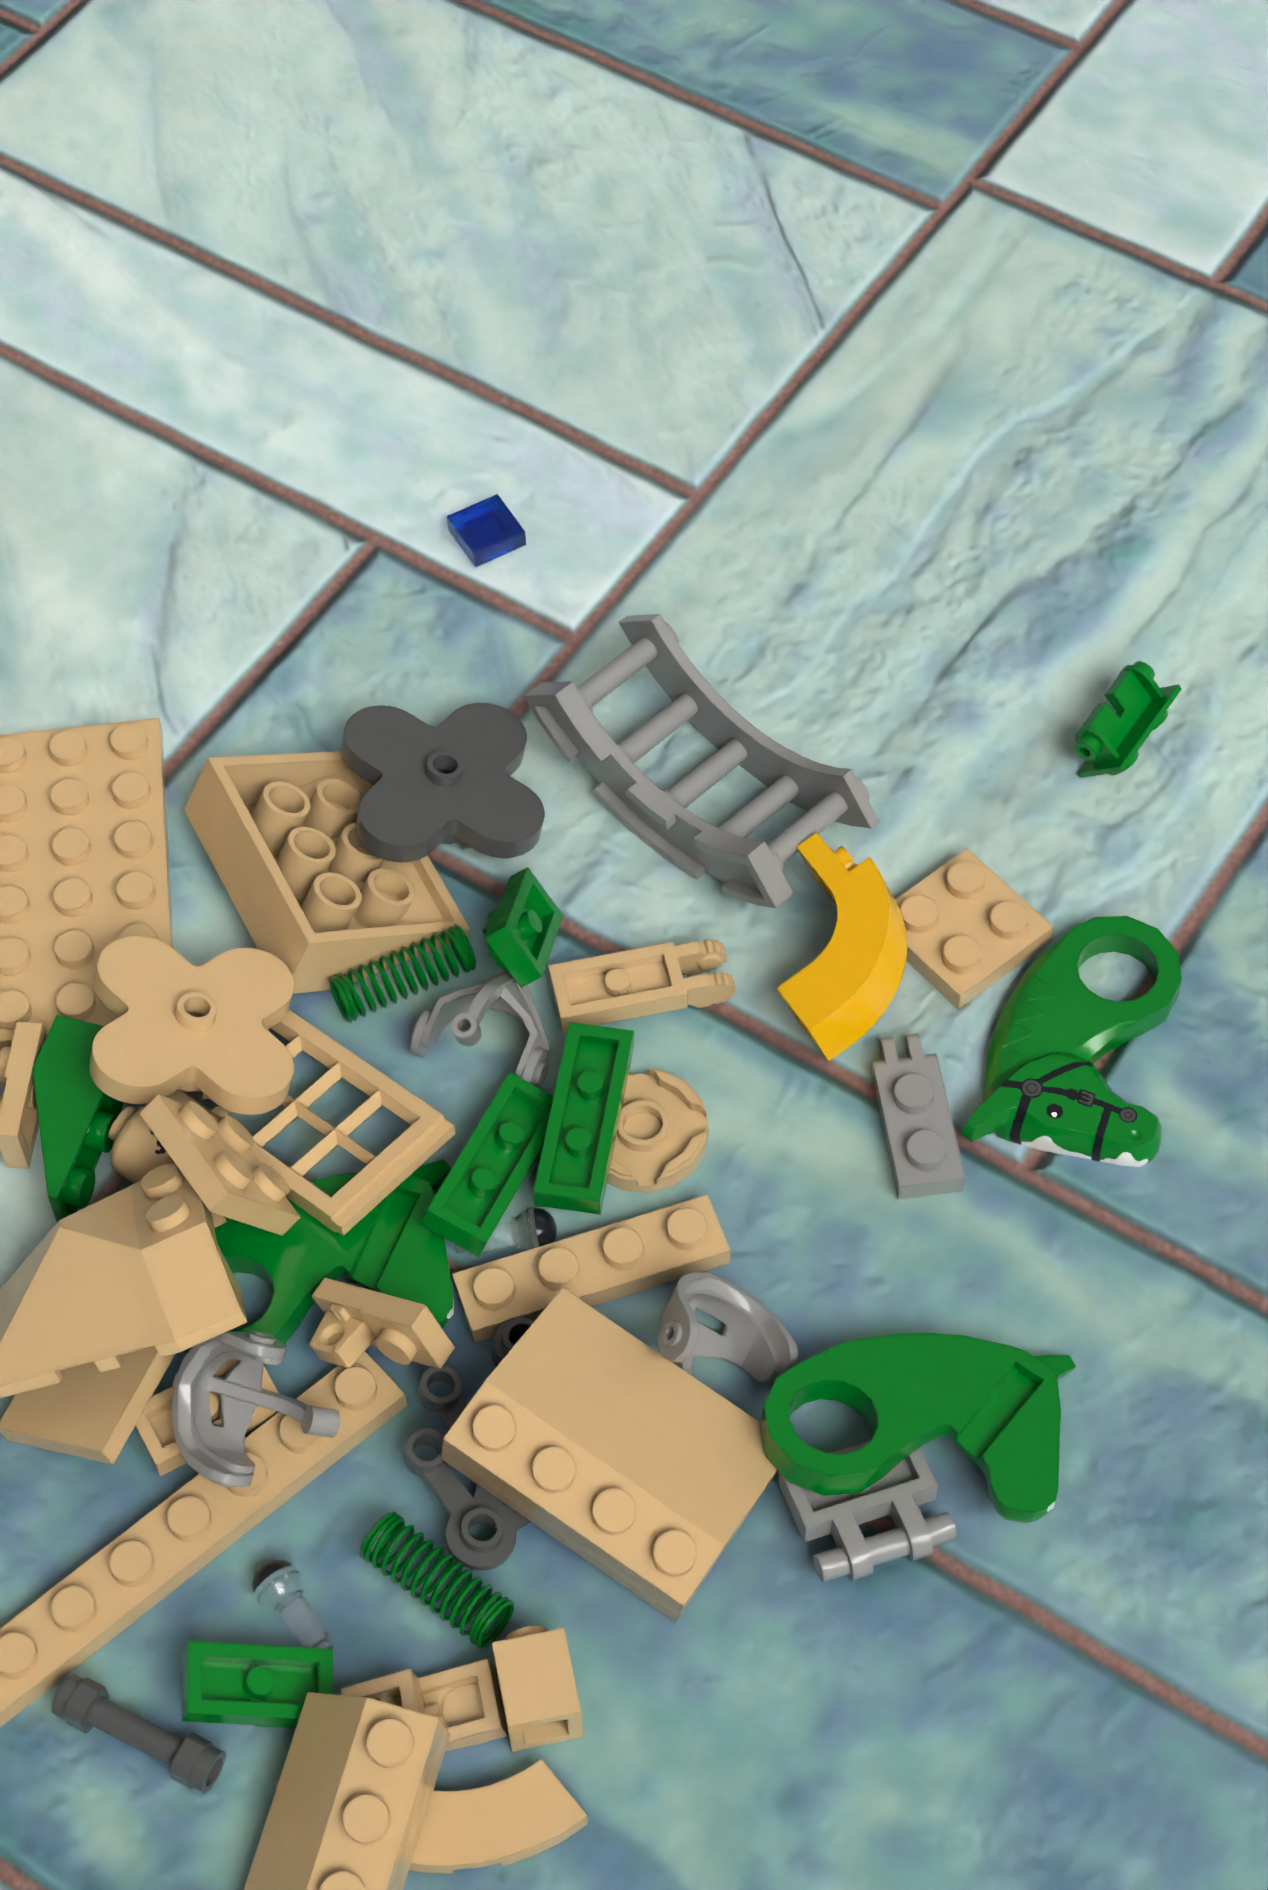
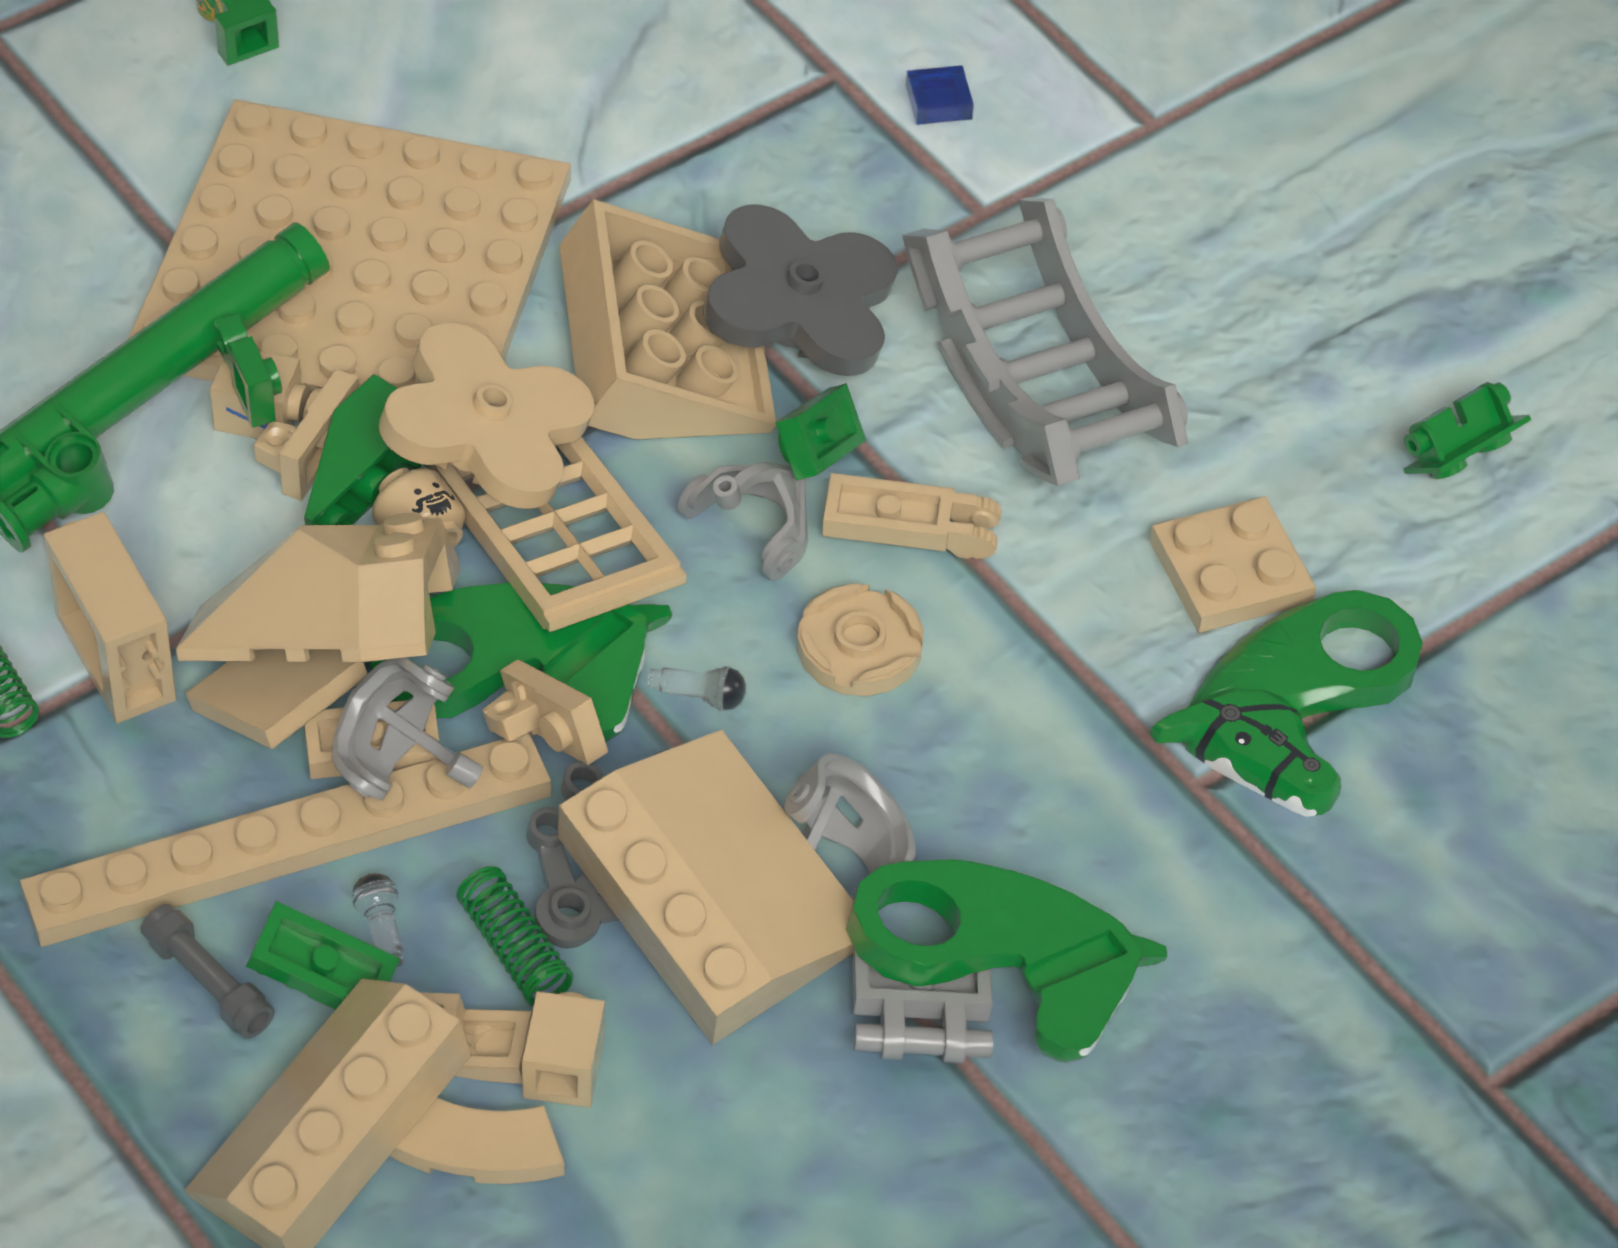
camera: 15 degrees right, 5 degrees down
(220, 1164) = (462, 531): tan plate -> none
(461, 949) = (635, 439): green piece -> none
(491, 1166) = (709, 618): green plate -> none
(584, 1118) = (806, 605): green plate -> none
(593, 1265) = (769, 733): tan plate -> none
(864, 961) = (1117, 555): yellow arch -> none
(916, 1121) = (1114, 711): light grey hinge -> none

